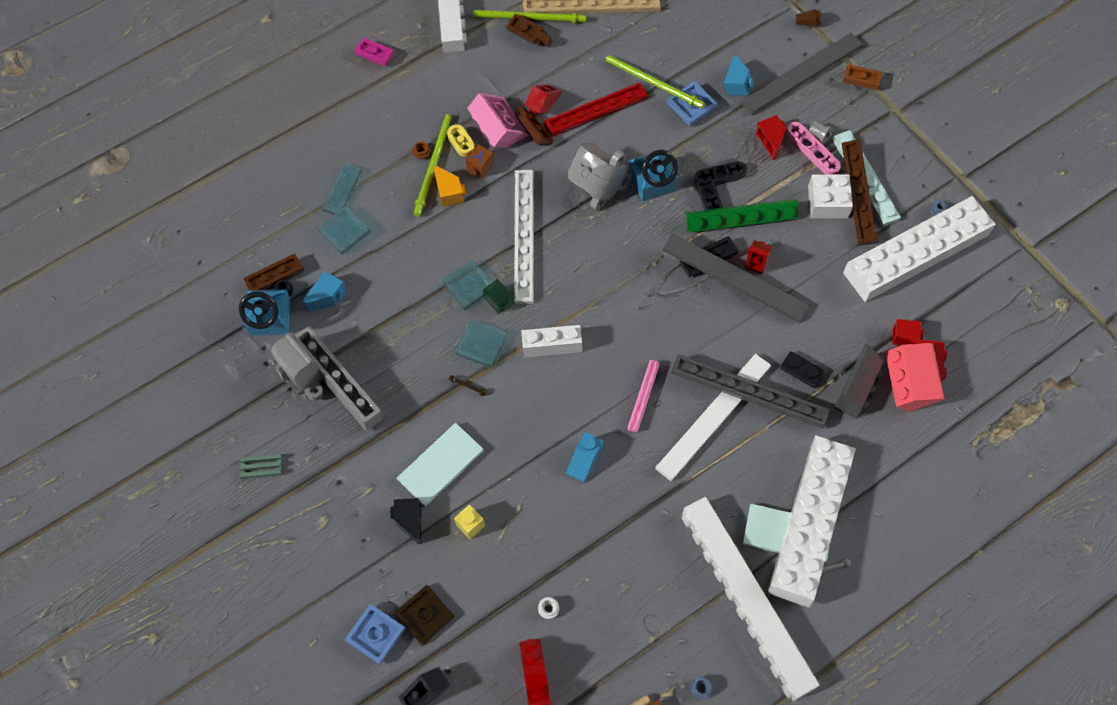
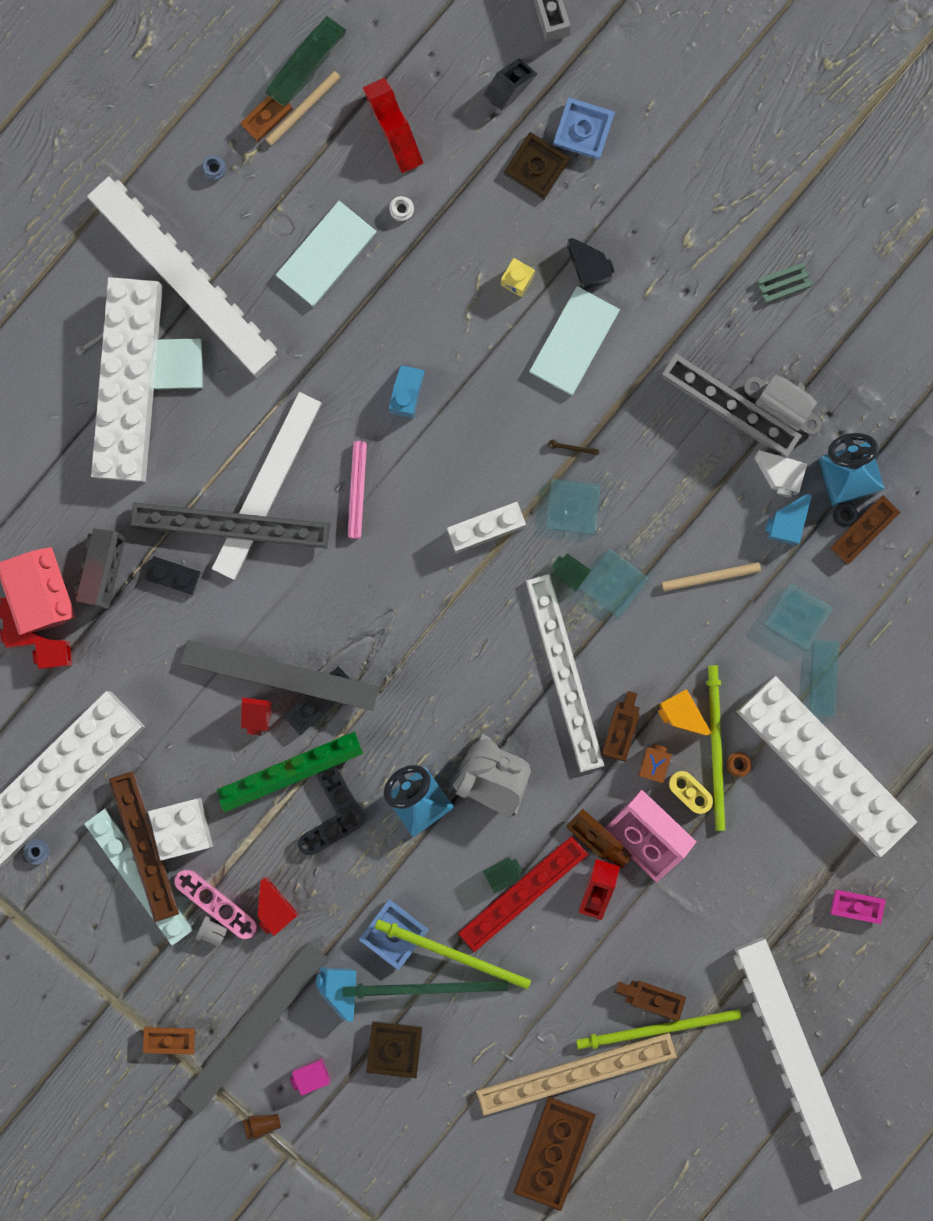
camera: 165 degrees right, 20 degrees up
(319, 323) = (781, 473): none -> white slope
(363, 134) = (826, 766): none -> white brick
(396, 272) = (711, 576): none -> tan bar
(494, 189) = (622, 728): none -> reddish brown hinge
(606, 120) = (503, 873): none -> clear green brick
(621, 587) = (326, 253): none -> light aqua tile
(708, 40) = (394, 1049): none -> dark brown plate
(724, 68) = (435, 988): none -> clear green bar
(769, 36) = (310, 1076): none -> dark pink brick

